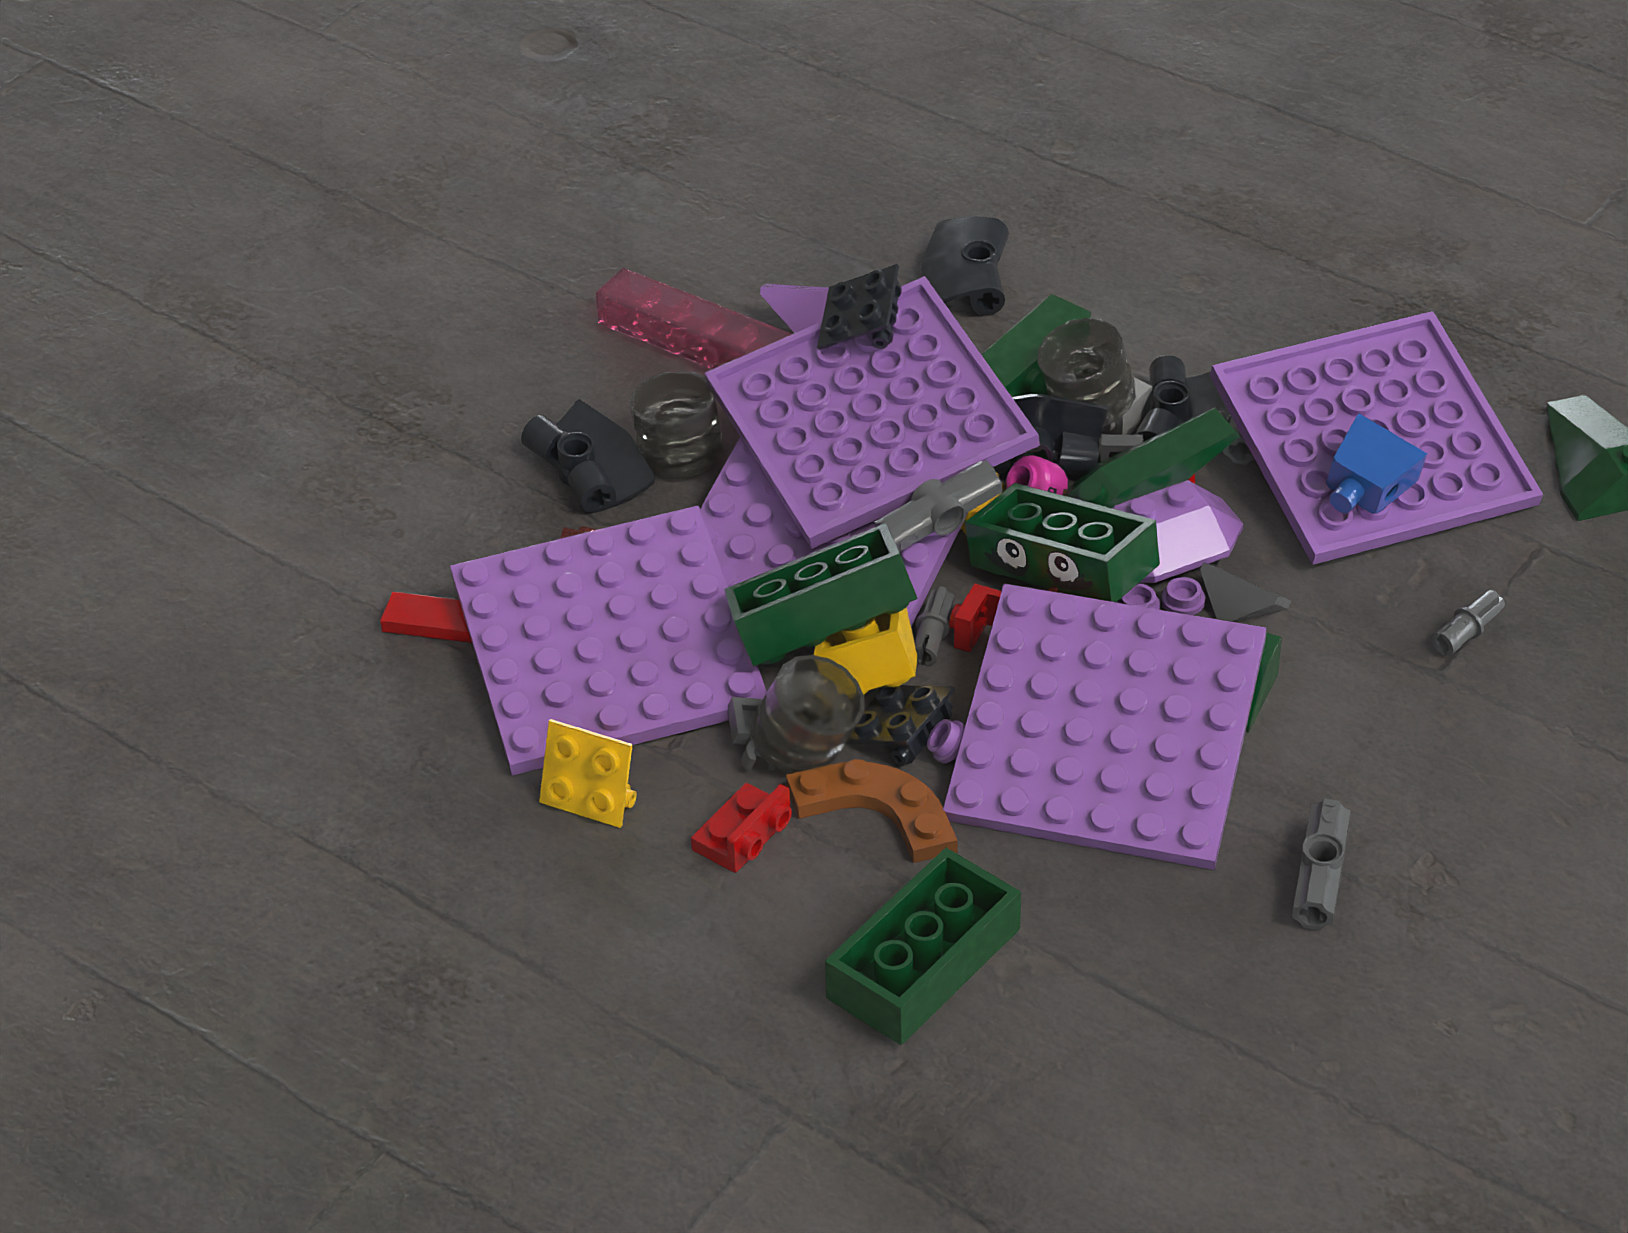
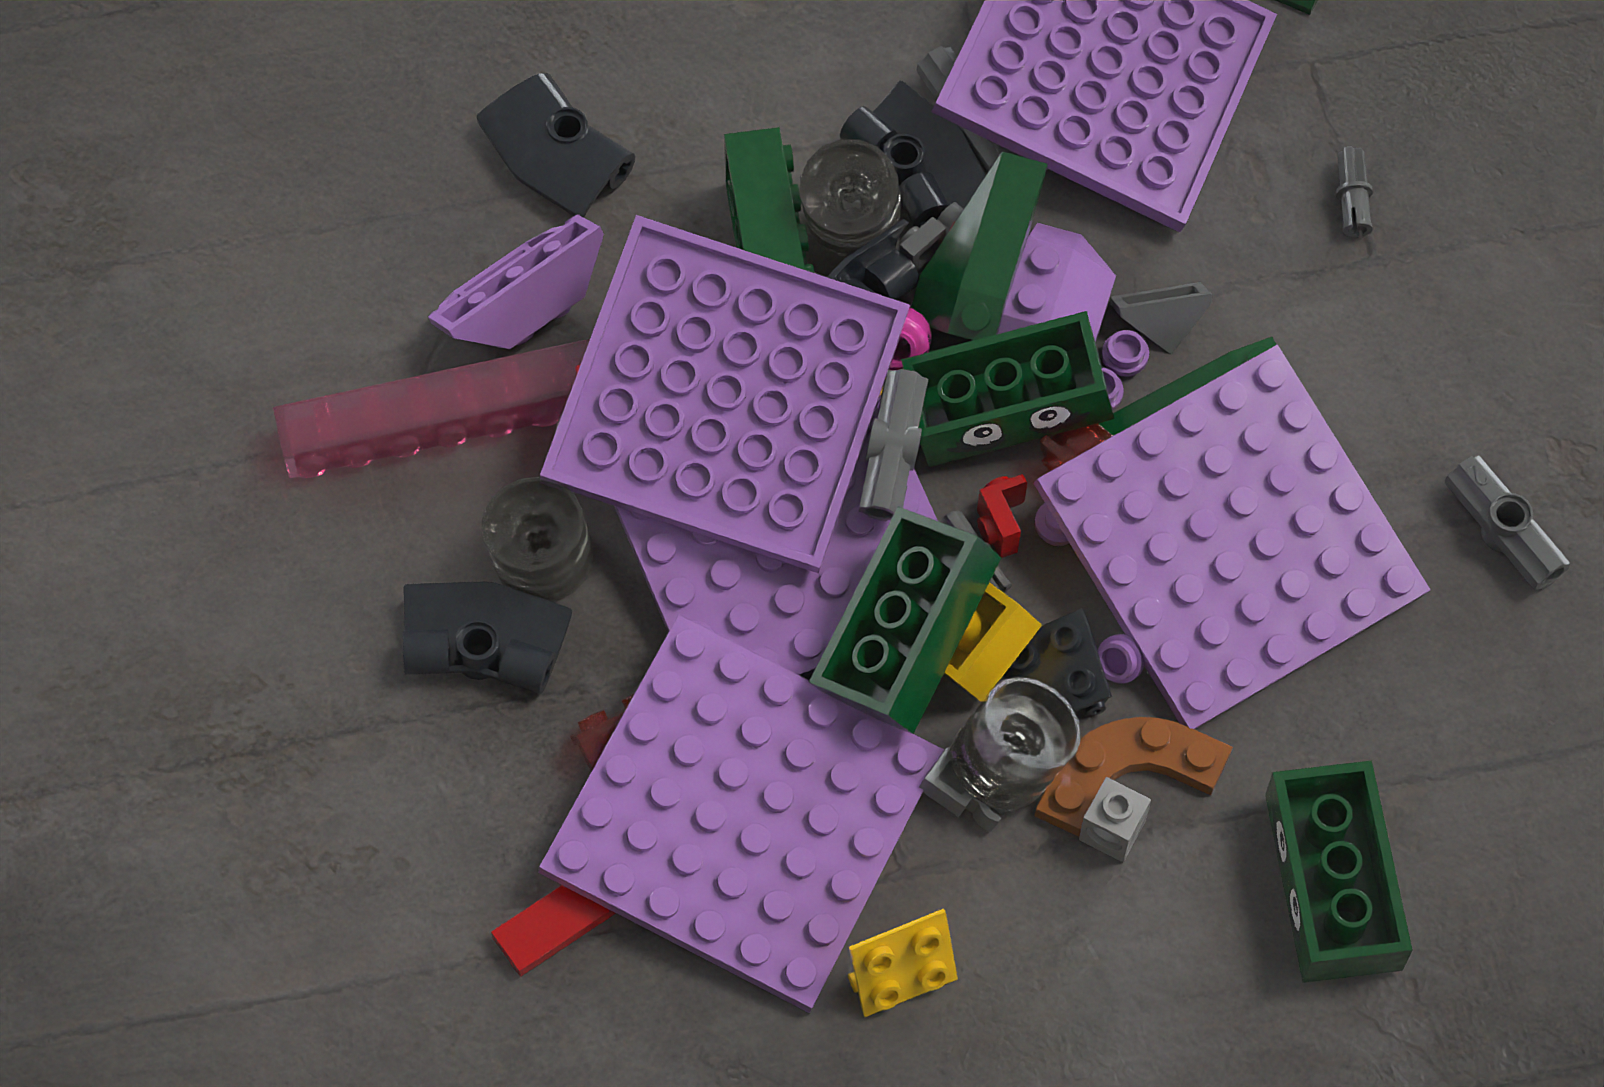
camera: 50 degrees left, 20 degrees up
(743, 826) = (1059, 887): red bracket -> none
(823, 812) = (1114, 819): none -> light grey brick
(862, 308) = (627, 299): black hinge -> none
(1372, 467) = (1156, 105): blue torso -> none

